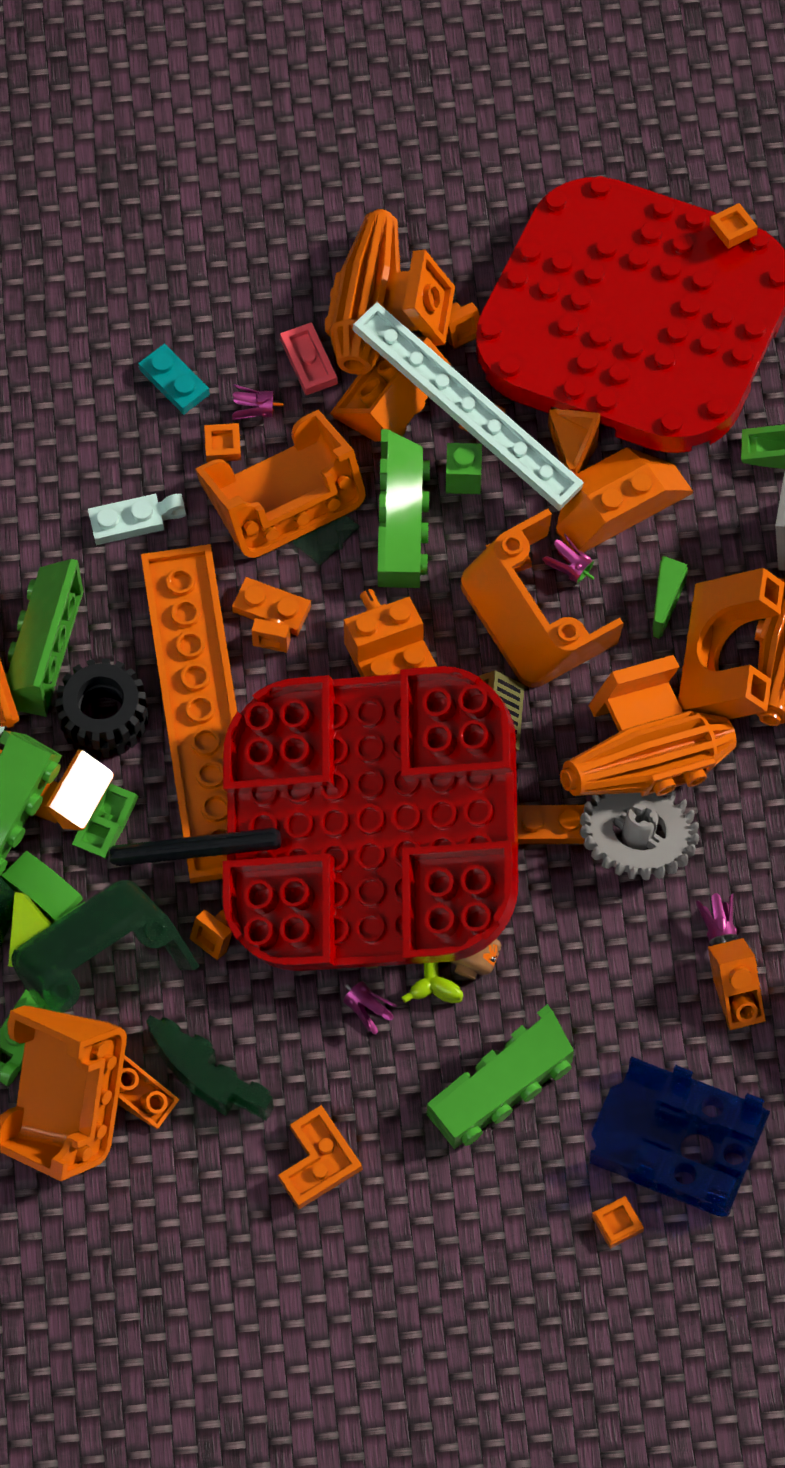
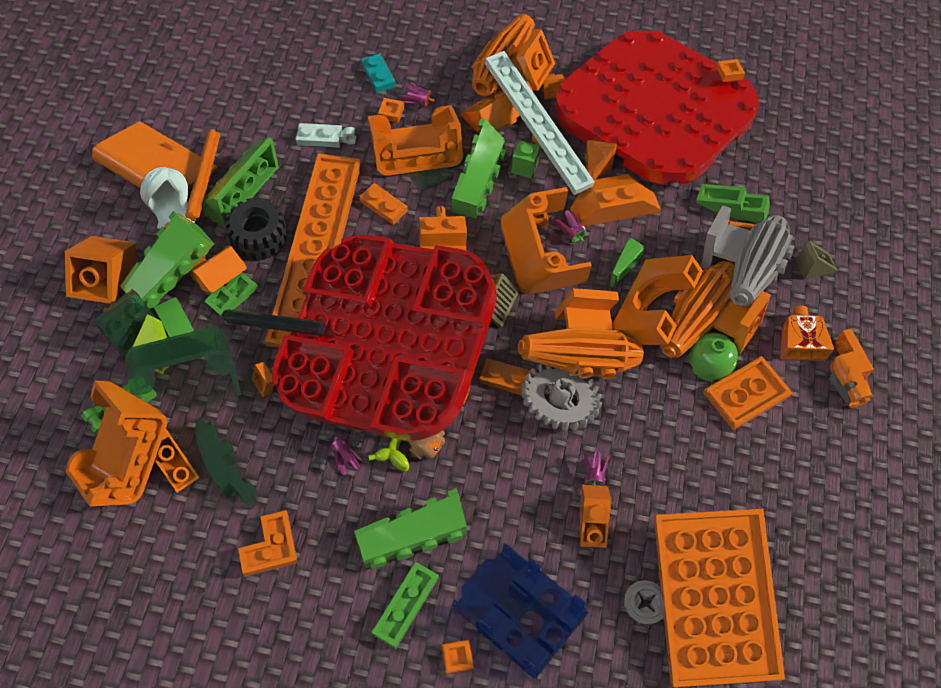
camera: 15 degrees right, 5 degrees down
(271, 634) = (375, 217): orange plate -> none
(308, 358) = (458, 81): coral plate -> none
(527, 1177) = (405, 605): none -> bright green plate

